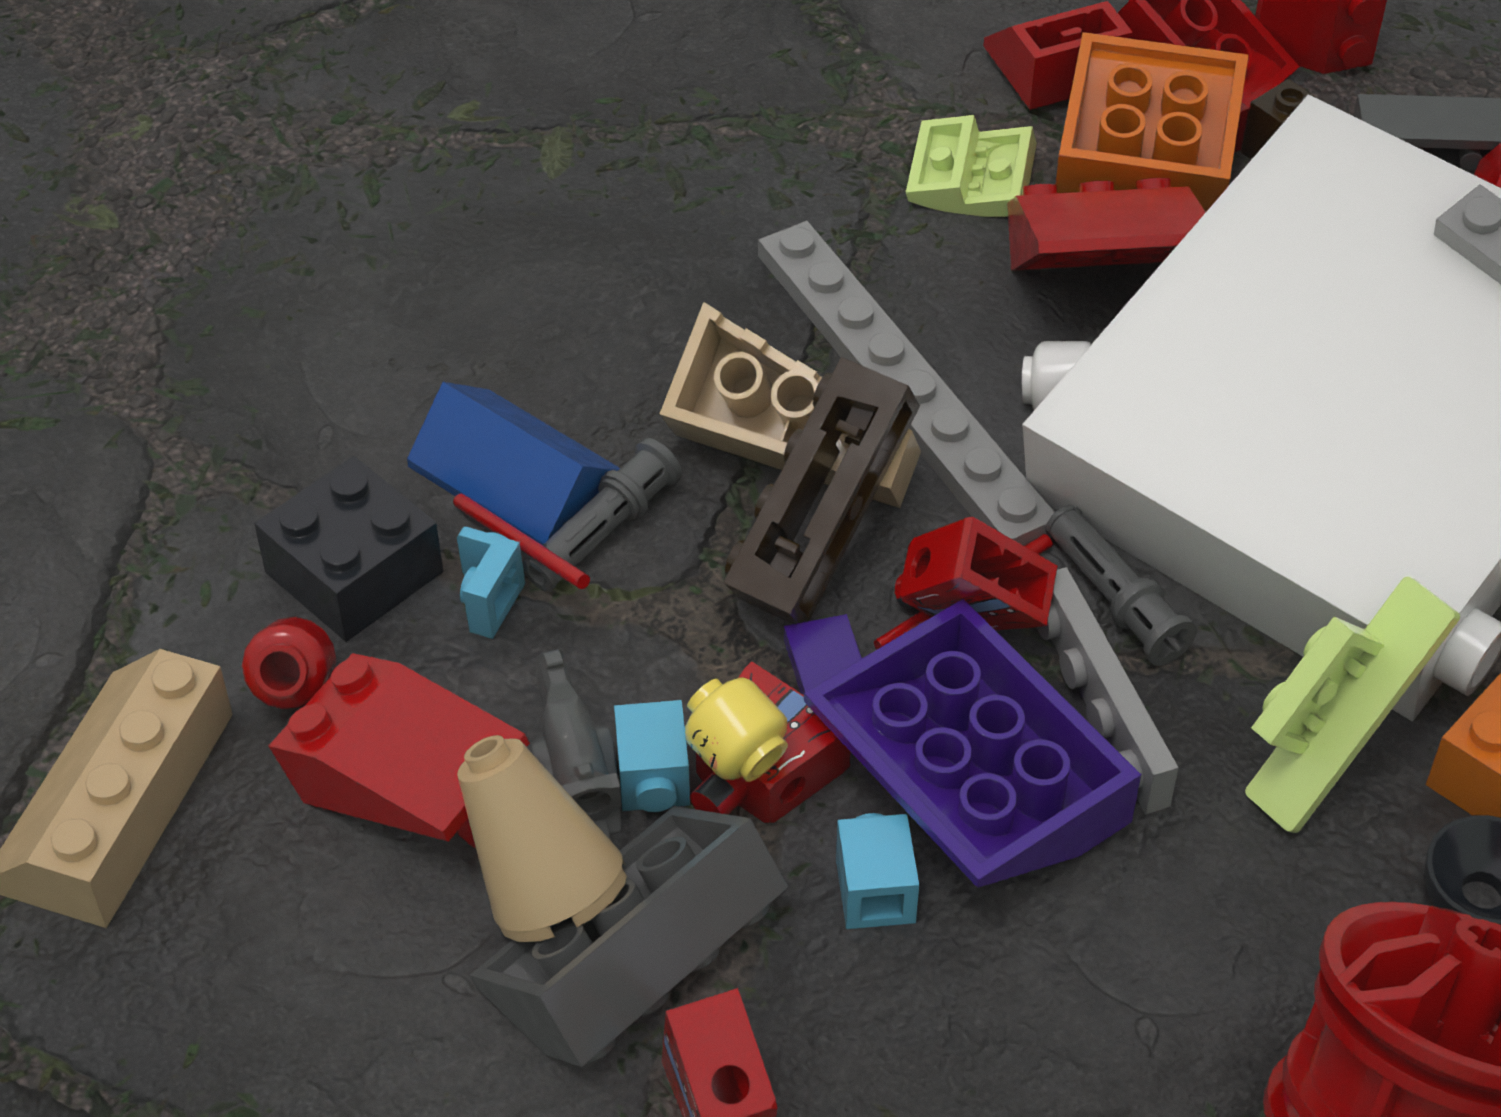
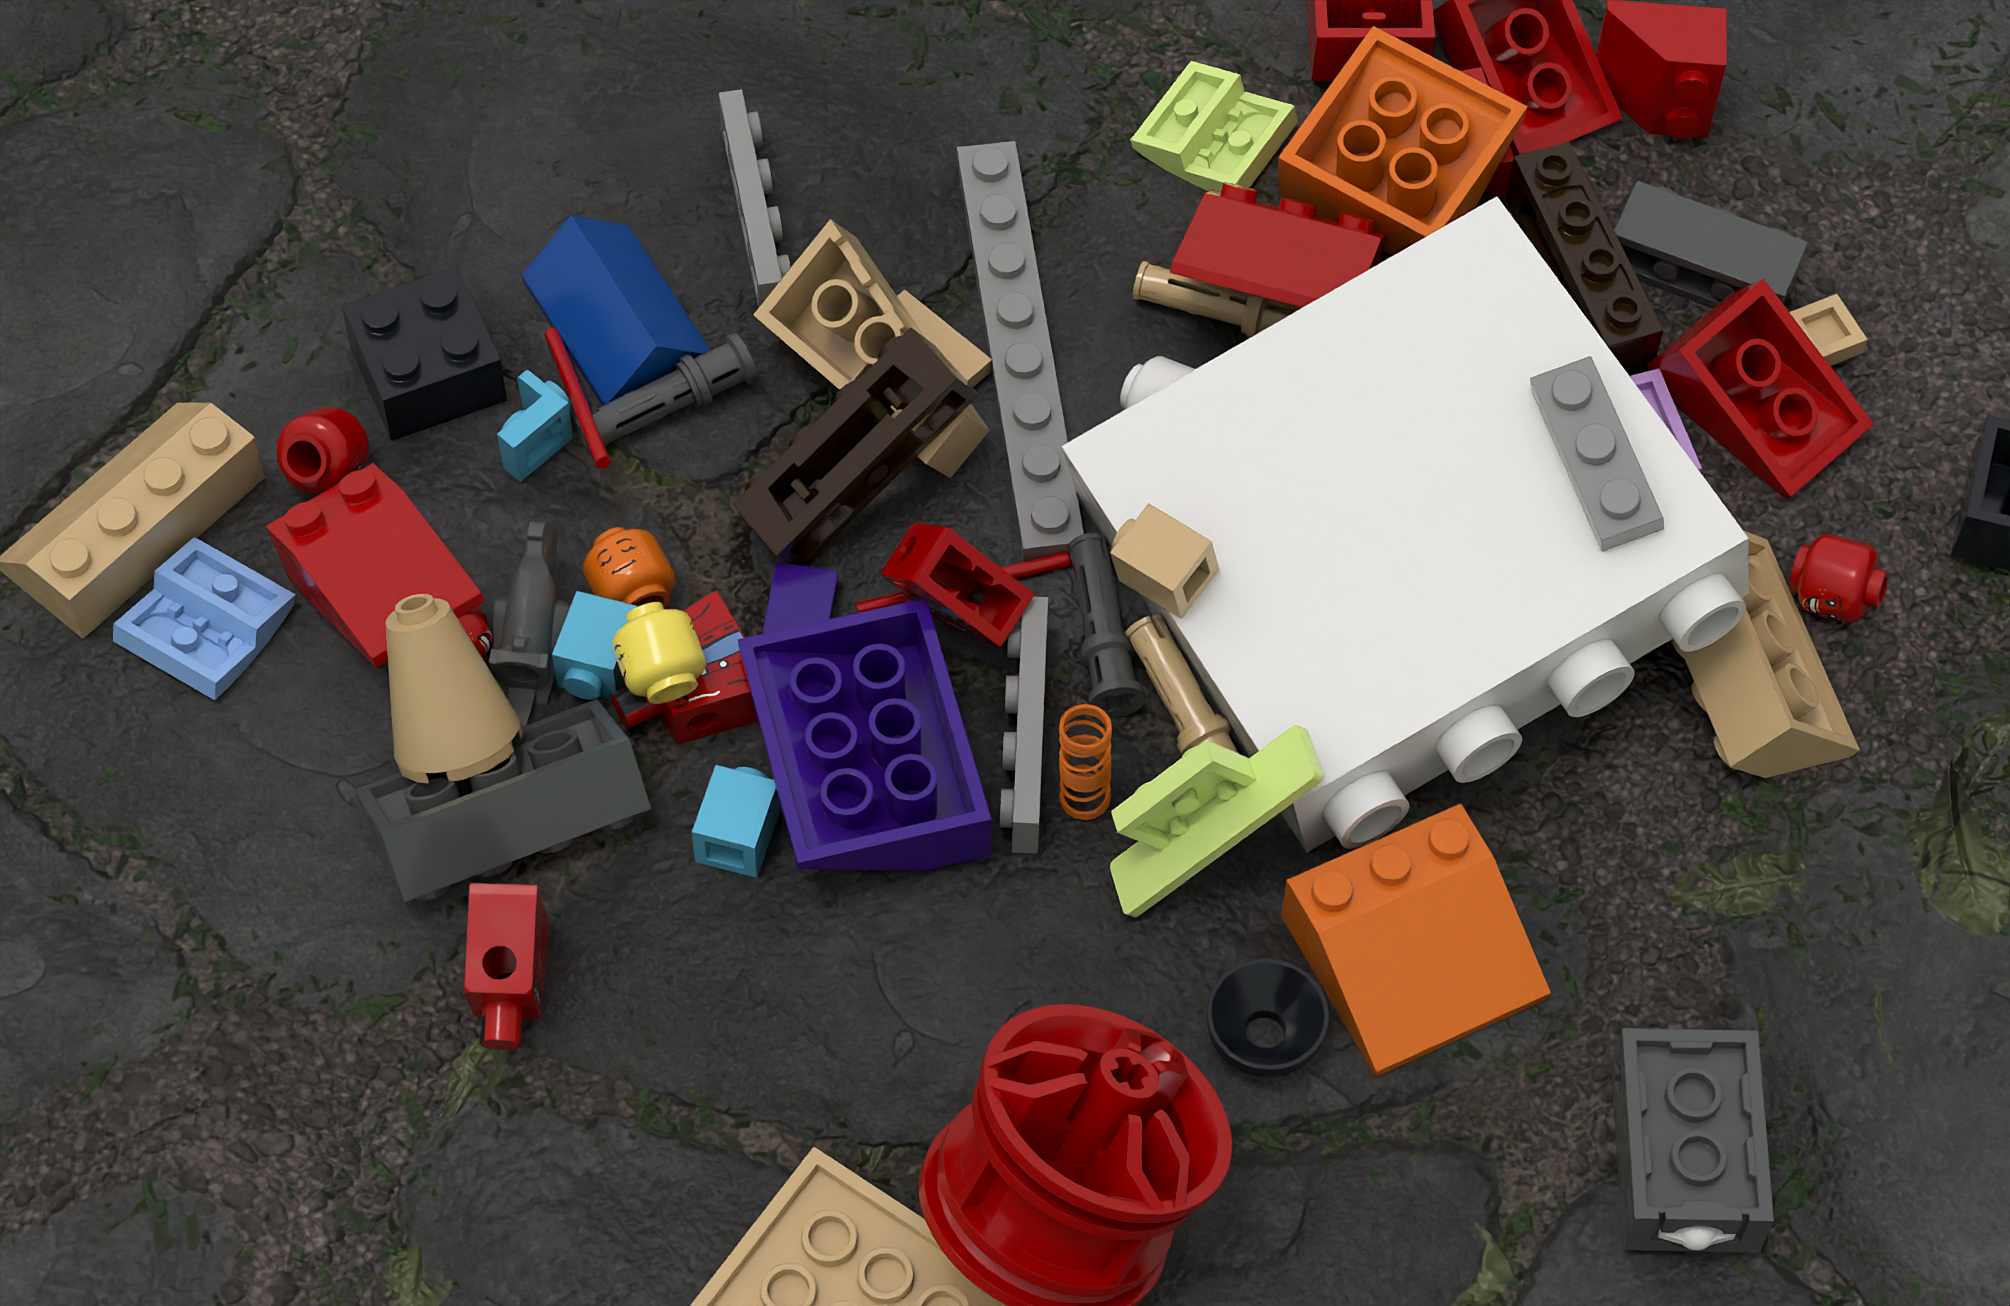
camera: 20 degrees right, 10 degrees up
(230, 864) = (204, 618): none -> light blue slope
(598, 334) = (750, 182): none -> light grey plate
(648, 671) = (629, 568): none -> orange head
(1095, 290) = (1209, 300): none -> tan pin
(1185, 480) = (1163, 560): none -> tan brick
(1193, 679) = (1084, 747): none -> orange piece
(1269, 642) = (1177, 686): none -> tan pin

